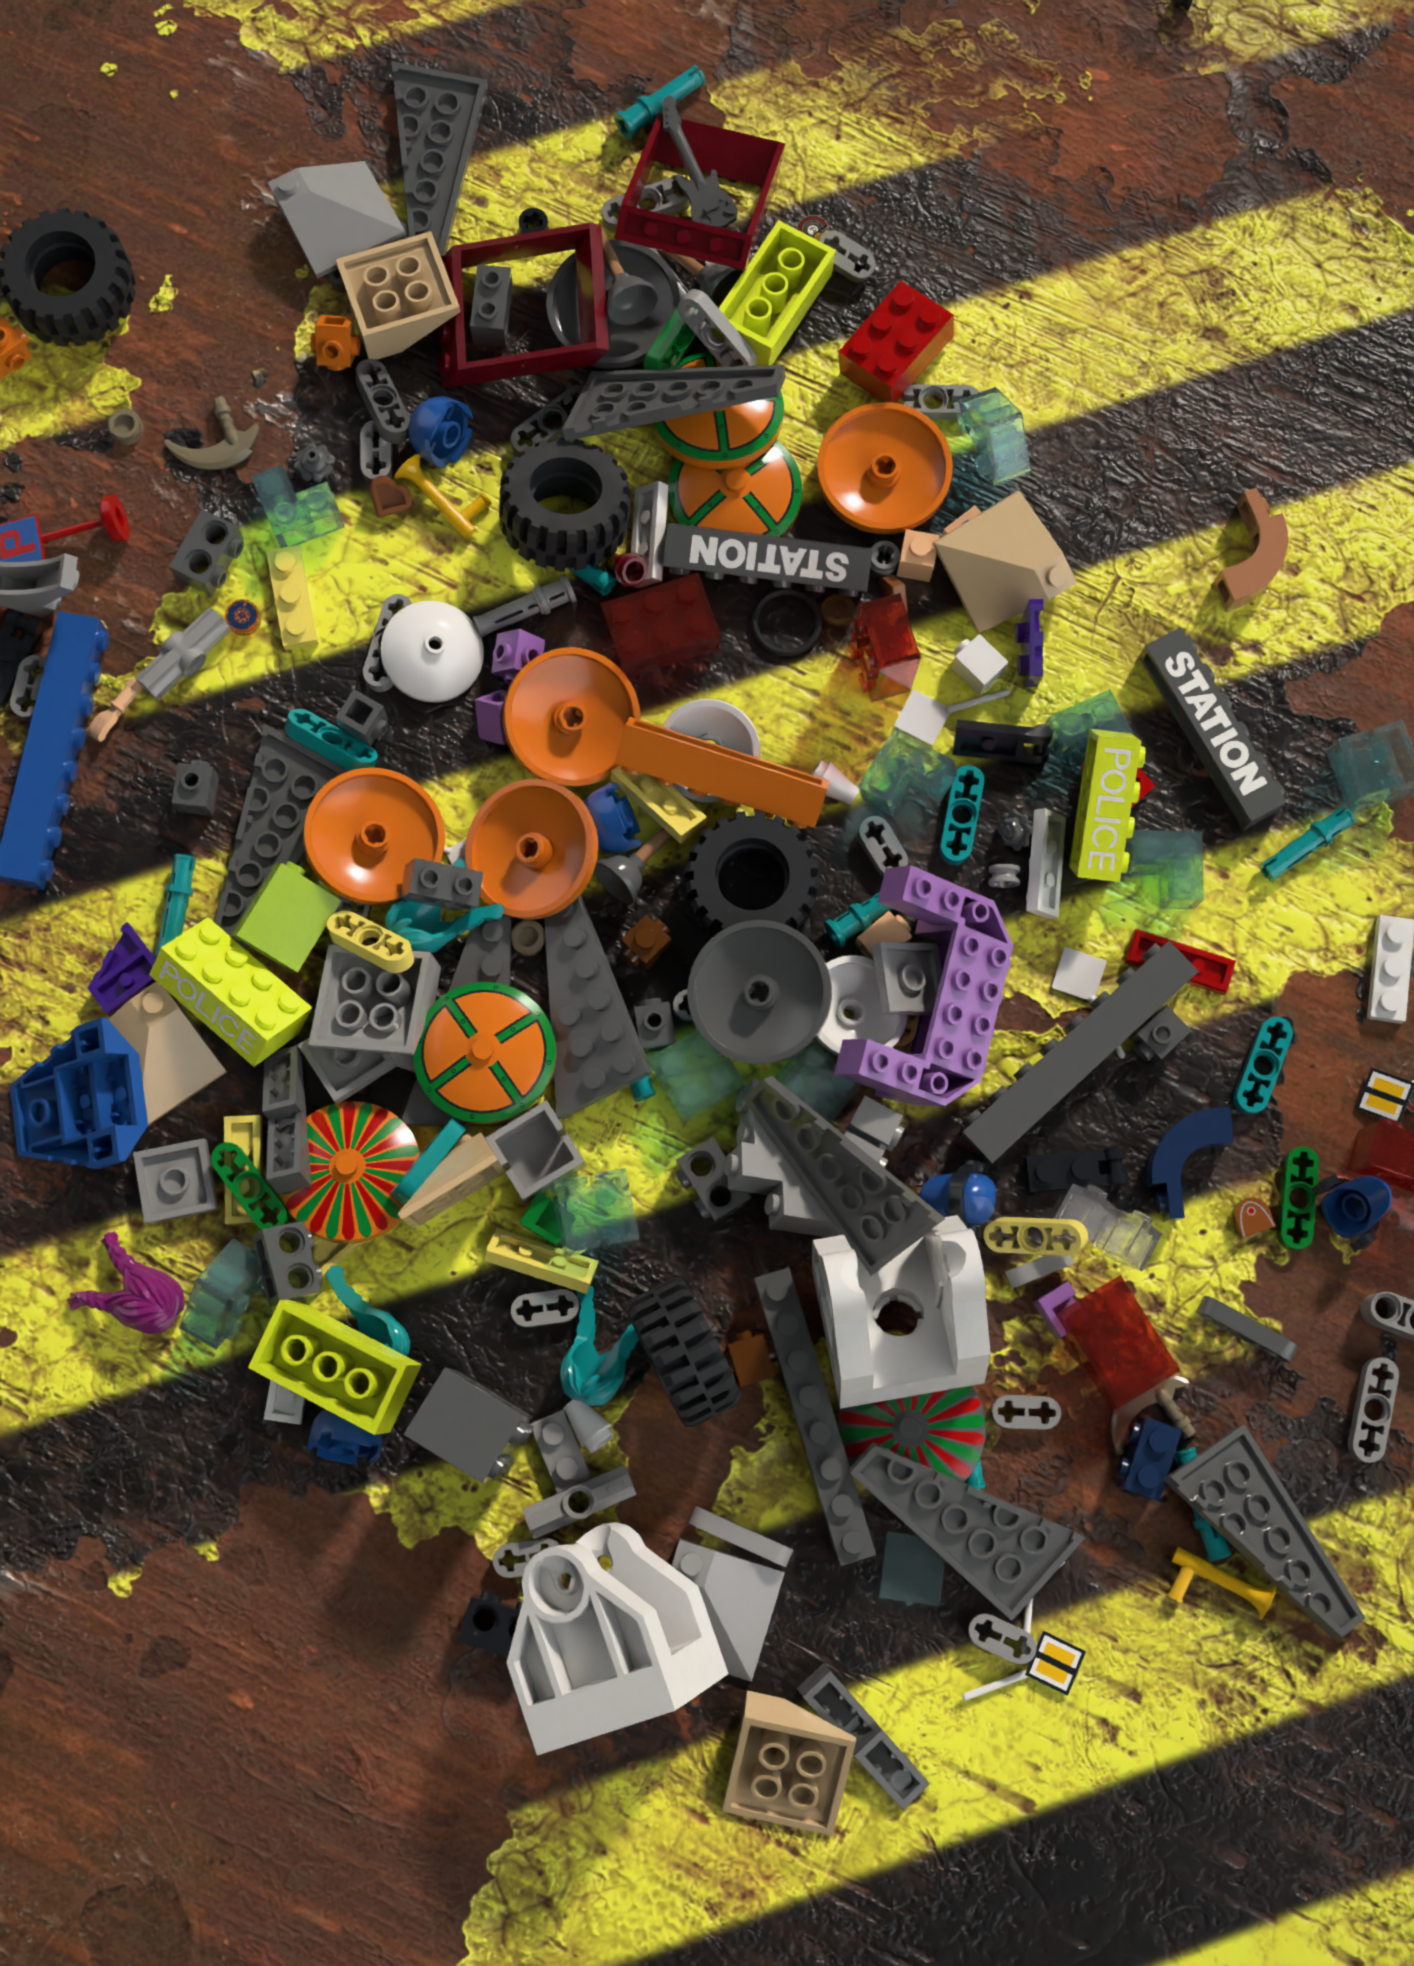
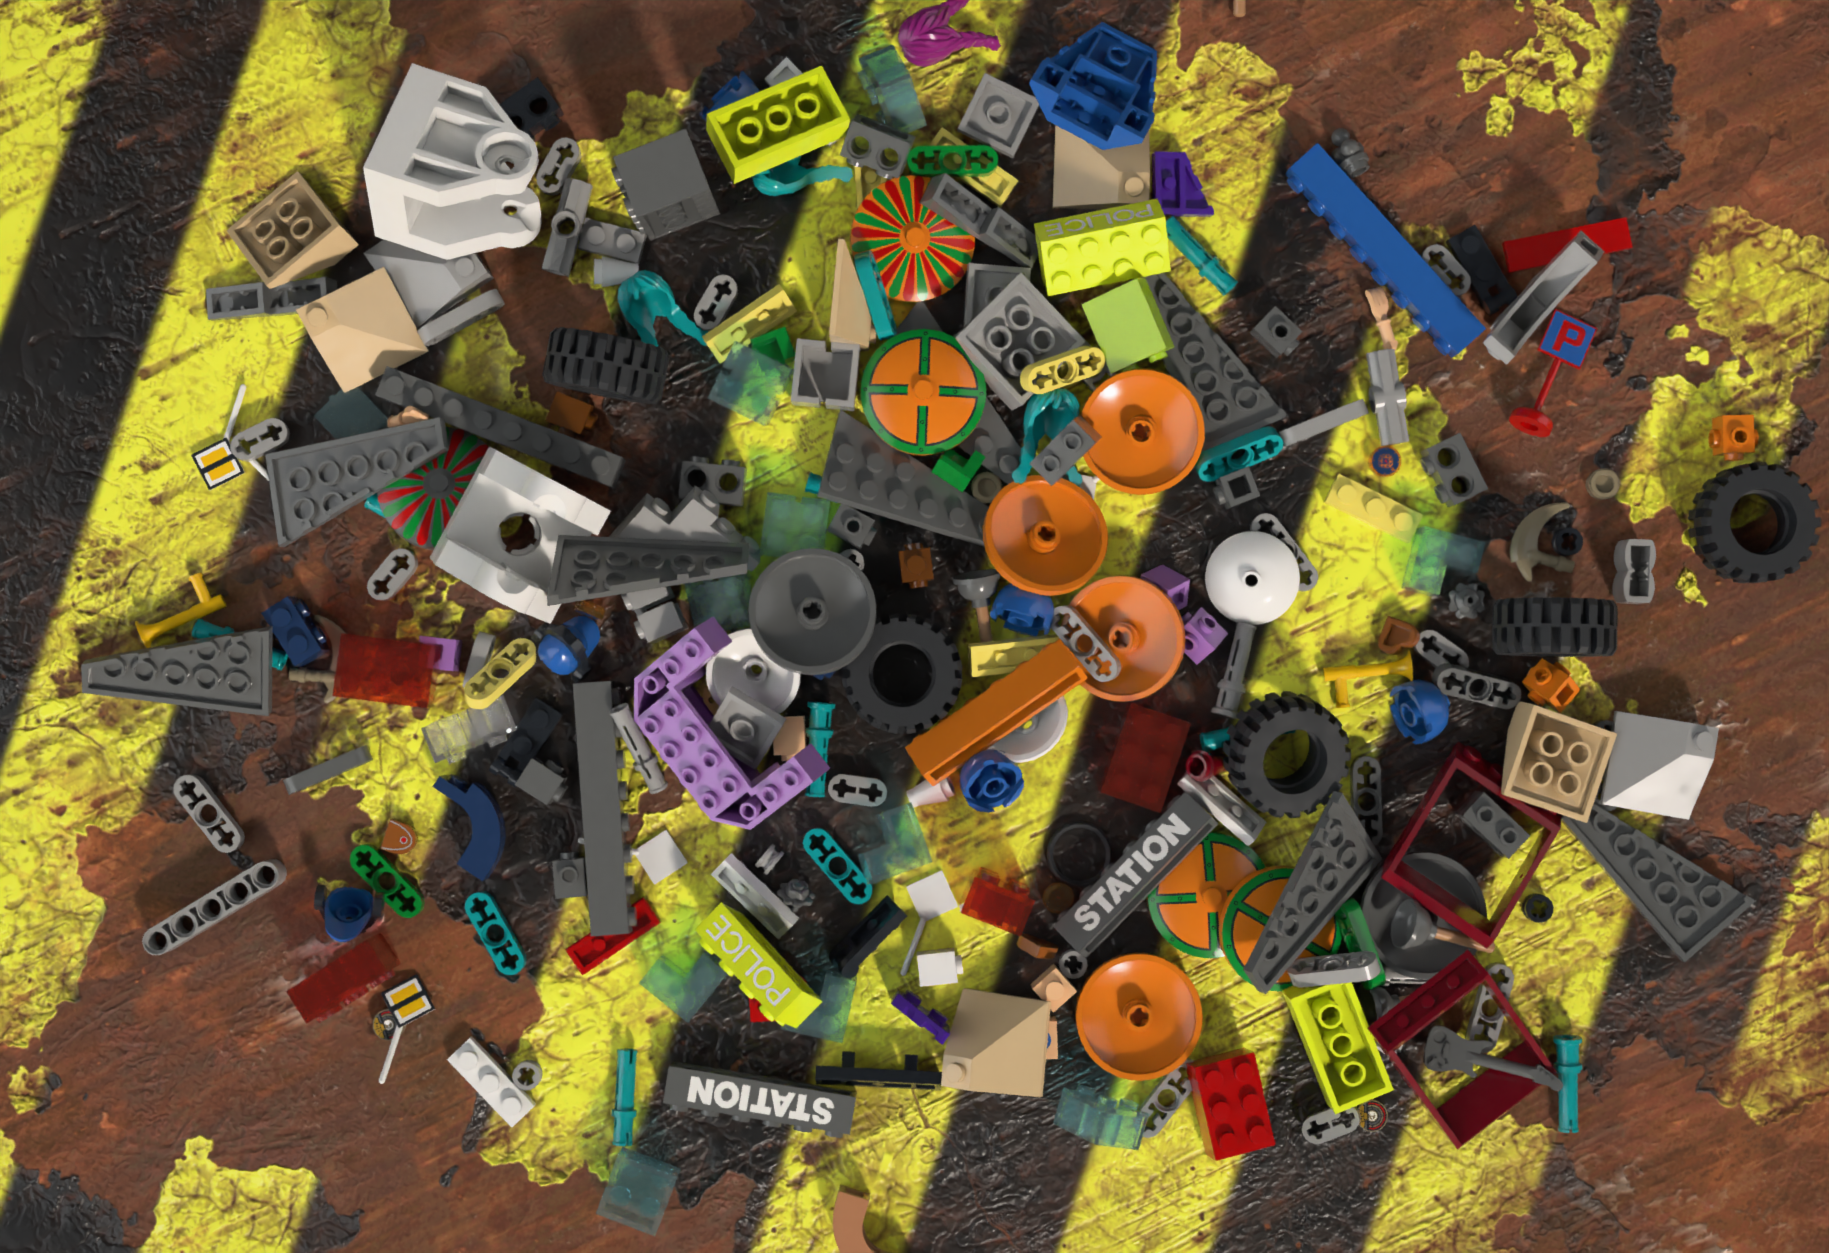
camera: 130 degrees right, 10 degrees up
(182, 344) = (1634, 578): none -> light grey brick
(193, 411) = (1557, 540): none -> black bush
(246, 690) = (1323, 422): none -> light grey beam
(282, 361) = (1554, 627): none -> black tyre
(531, 970) = (957, 469): none -> green panel
(598, 718) = (1106, 655): none -> light grey beam
(784, 736) = (990, 780): none -> blue cylinder
(824, 1621) = (362, 329): none -> tan slope
(874, 1510) = (408, 416): none -> light nougat piece
(1006, 1050) = (644, 759): none -> light grey pin
(1091, 619) = (882, 1078): none -> black hinge
(1097, 1125) = (543, 780): none -> dark grey brick
(1369, 937) = (536, 1077): none -> light grey bush

